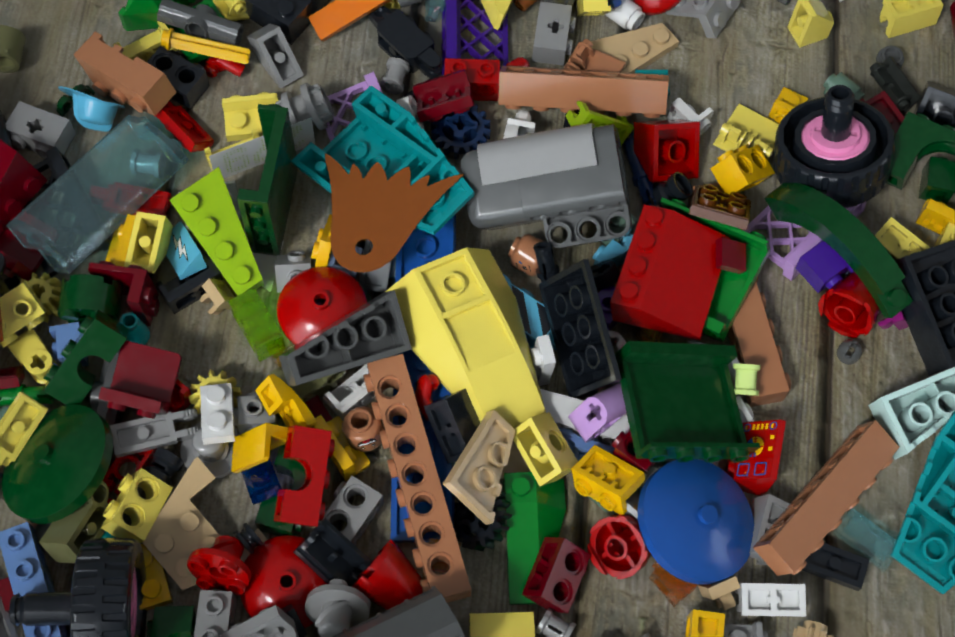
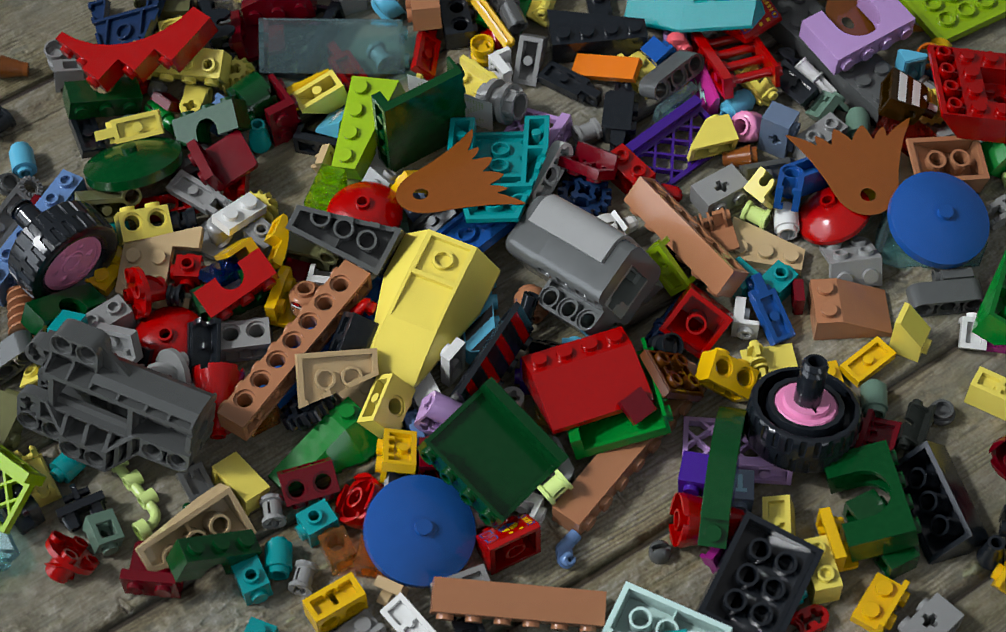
camera: 55 degrees right, 10 degrees down
(227, 81) = (481, 47): none -> yellow wheel
(233, 516) = (187, 270): none -> red brick
(258, 83) = (500, 62): none -> white bracket
(331, 48) = (569, 84): none -> black hinge
(598, 27) = (756, 215): none -> yellowish green bush
(602, 600) = (315, 521): none -> teal brick
(655, 595) = (337, 560): none -> clear orange brick
(680, 65) = (781, 278): none -> teal brick
(702, 92) = (769, 310): none -> blue hinge
(703, 63) = (797, 297): none -> dark red tile
(743, 44) = (847, 310): none -> nougat slope
(794, 424) = (564, 551): none -> medium blue arm
(804, 67) = (867, 361): none -> yellow plate

